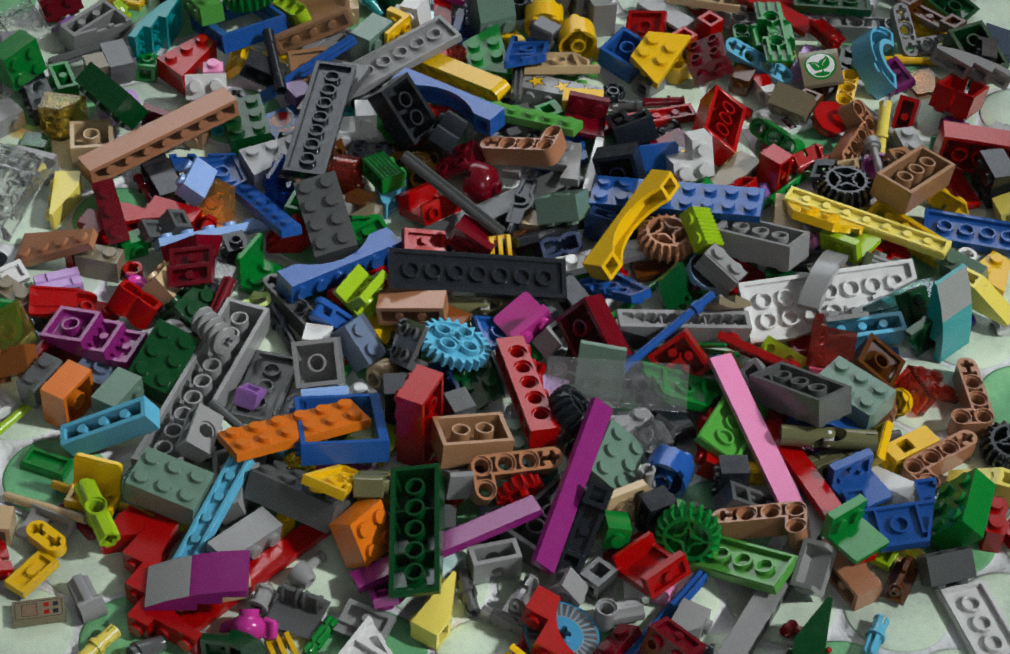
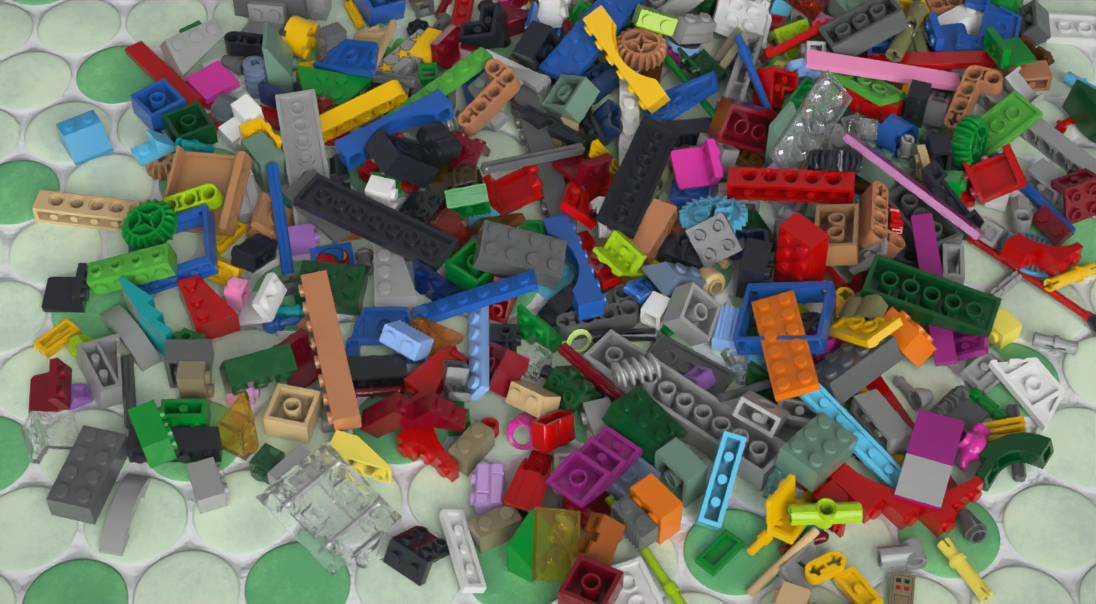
camera: 65 degrees left, 5 degrees up
(52, 245) = (437, 478): nougat wing -> none
(191, 266) = (542, 367): dark red slope -> none
(278, 77) = (281, 240): black piece -> none
(482, 182) = (506, 141): dark red cylinder -> none
(521, 596) = (989, 266): light grey hinge -> none
(577, 36) = (345, 16): yellow brick -> none
(599, 576) = (986, 209): flat silver brick -> none

